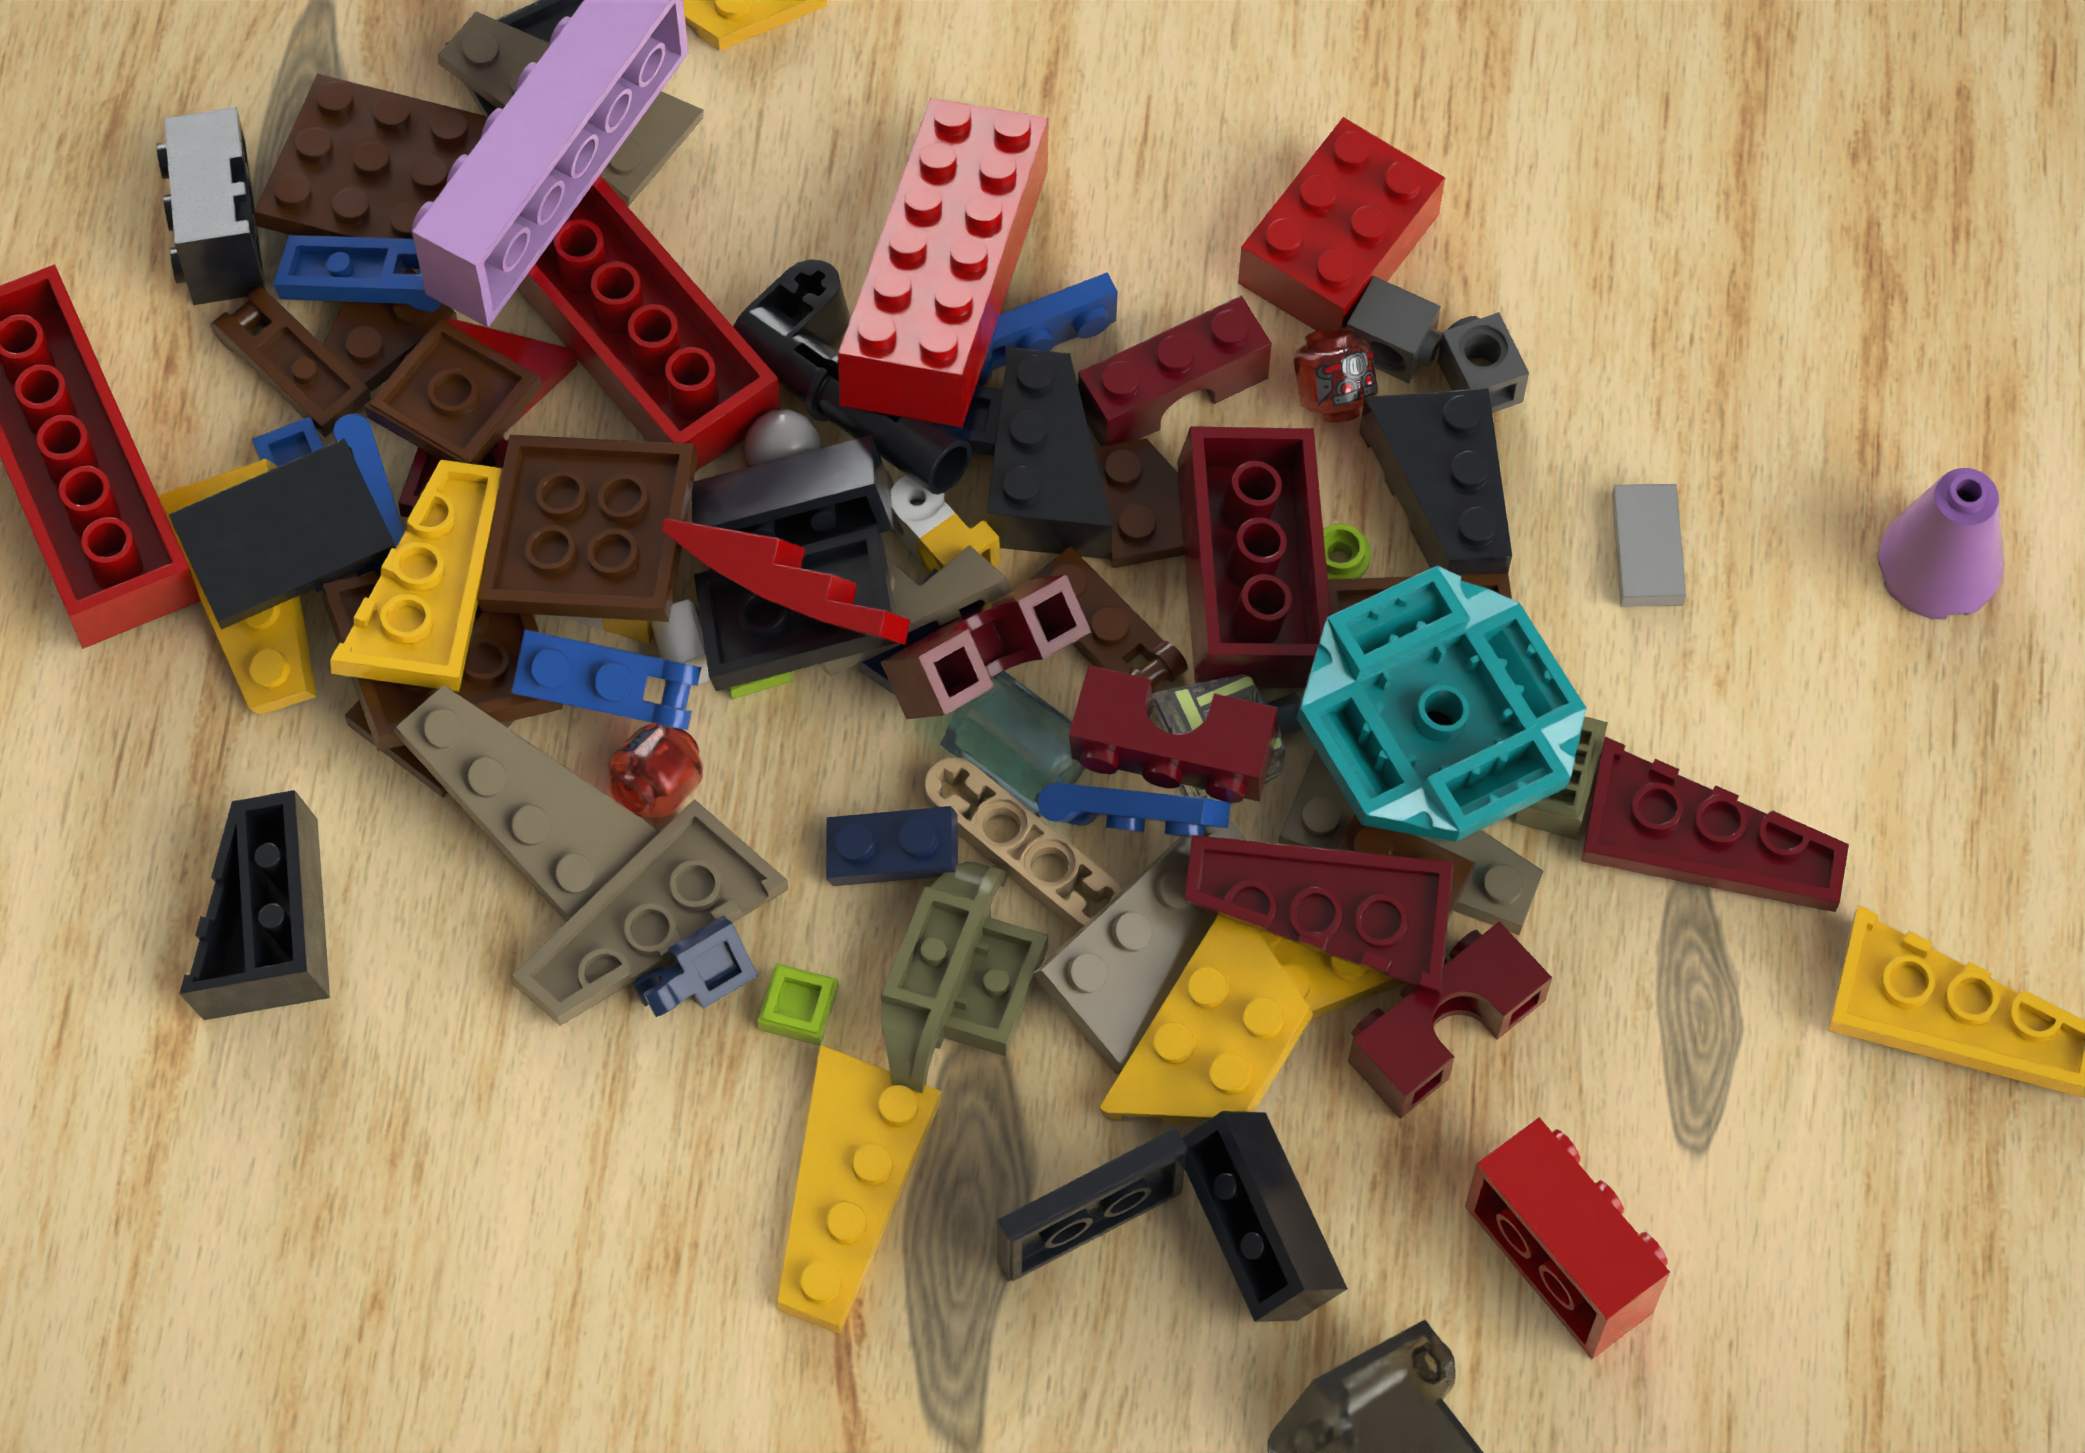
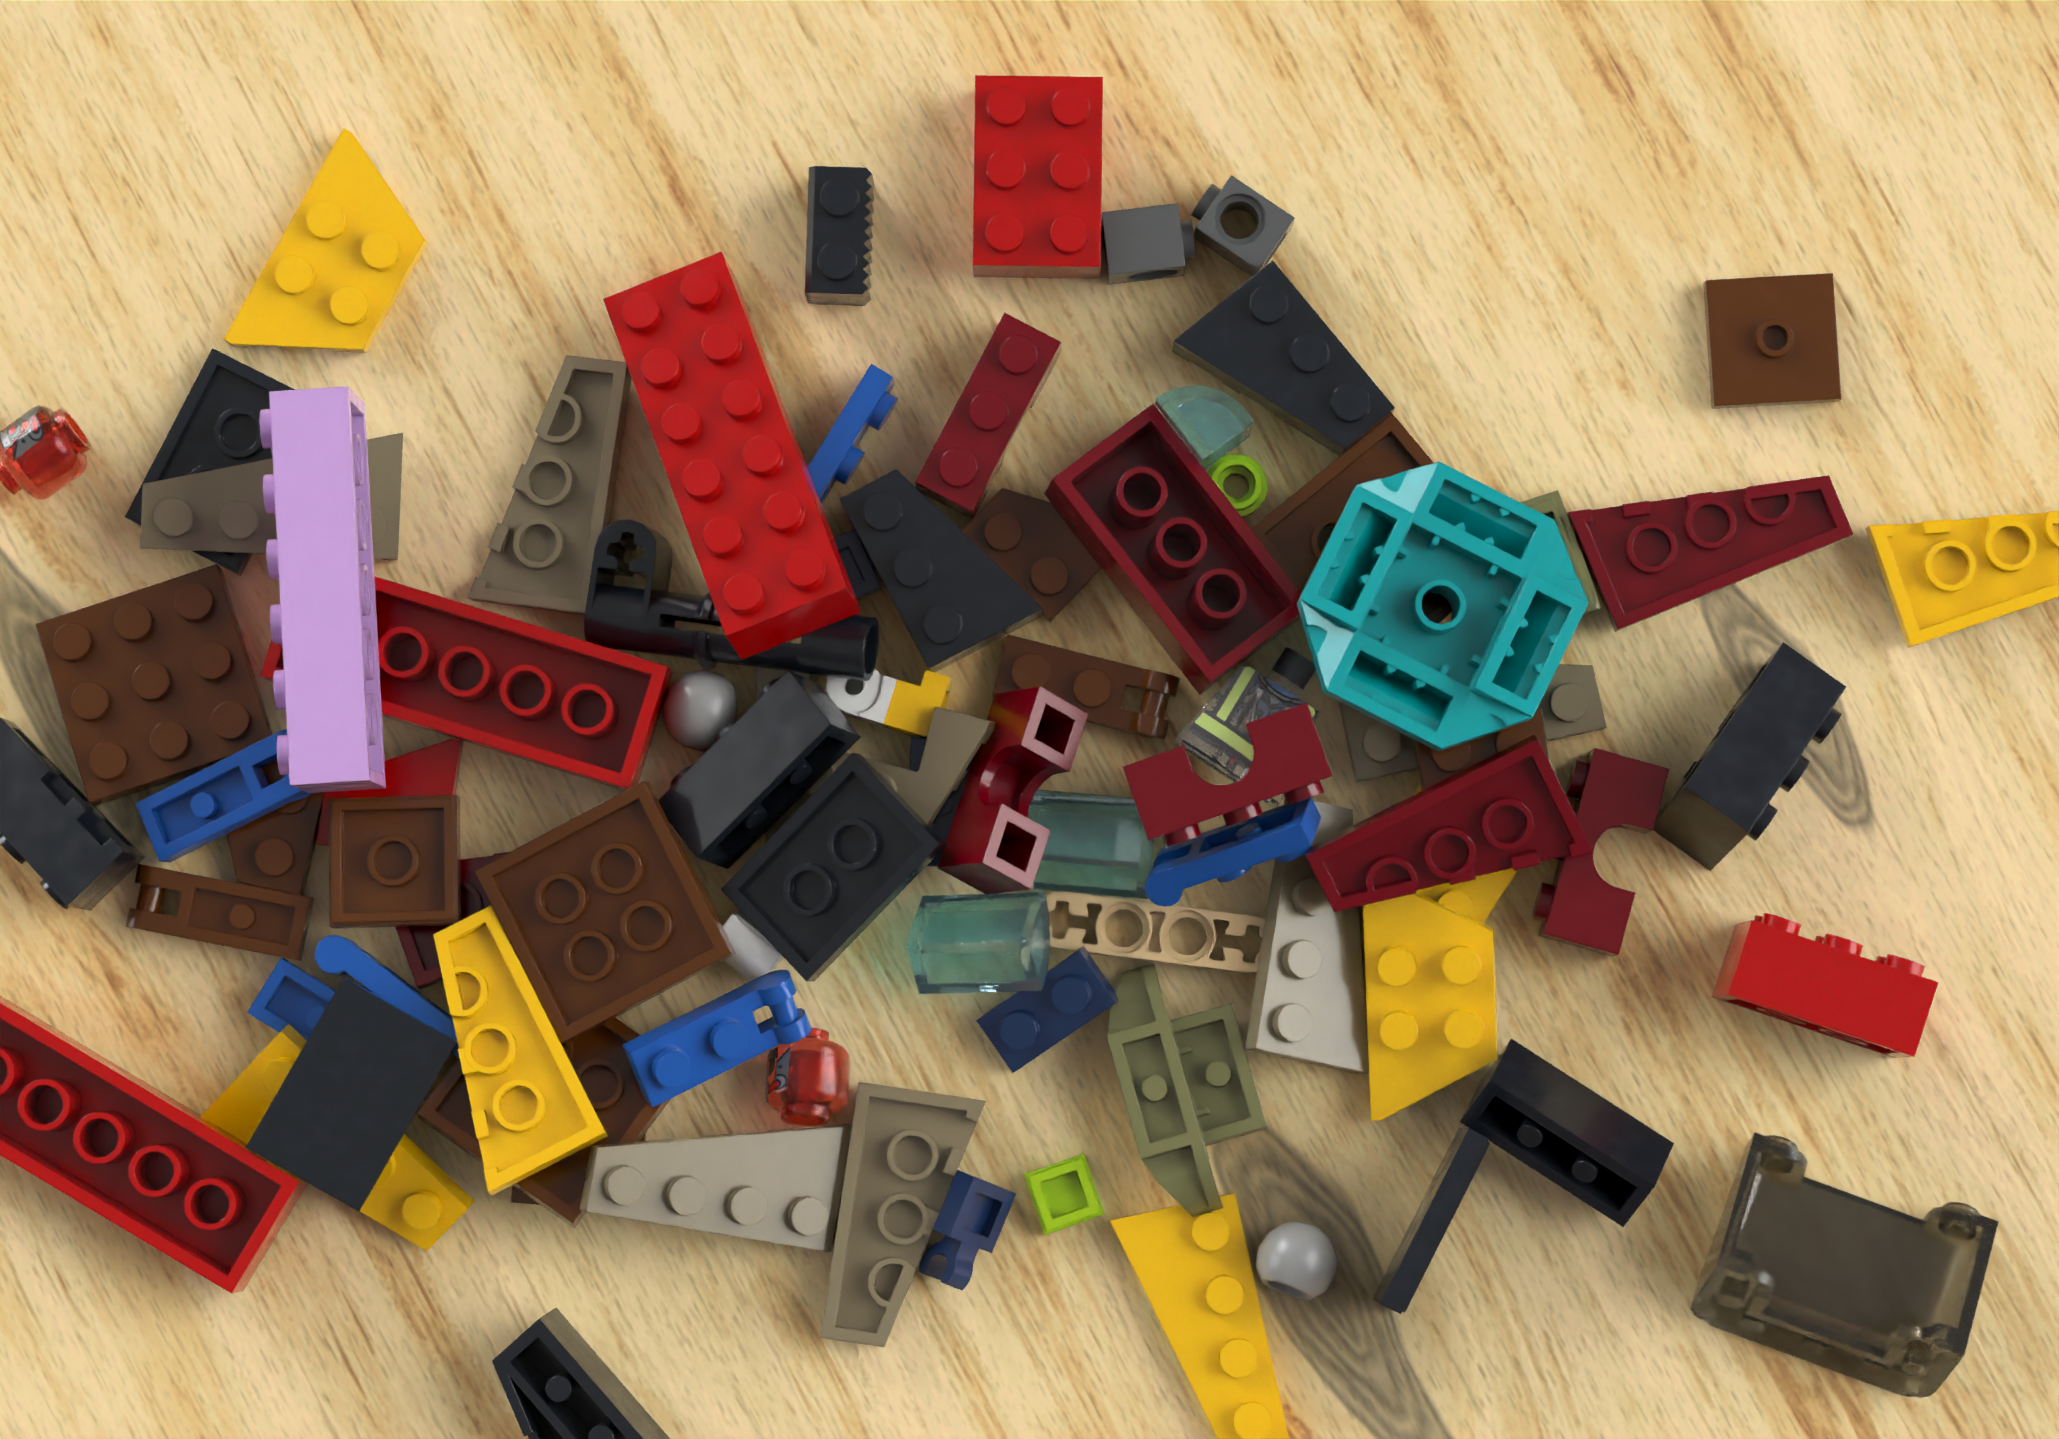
camera: 30 degrees left, 20 degrees up
(775, 573) = (800, 868): red slope -> none
(794, 225) = (562, 493): none -> dark tan wing
(873, 755) = (980, 943): none -> clear light blue brick
(953, 1175) = (1297, 1260): none -> light grey piece
(1150, 177) = (839, 236): none -> black brick
(1335, 373) = (1126, 324): clear red head -> none
(1349, 472) = (1205, 420): none -> clear light blue brick
(1625, 1018) = (1751, 758): none -> black wedge
(1648, 545) = (1487, 298): light grey tile -> none
(1870, 721) = (1772, 341): none -> reddish brown plate
(1946, 547) = (1738, 145): medium lavender cone -> none

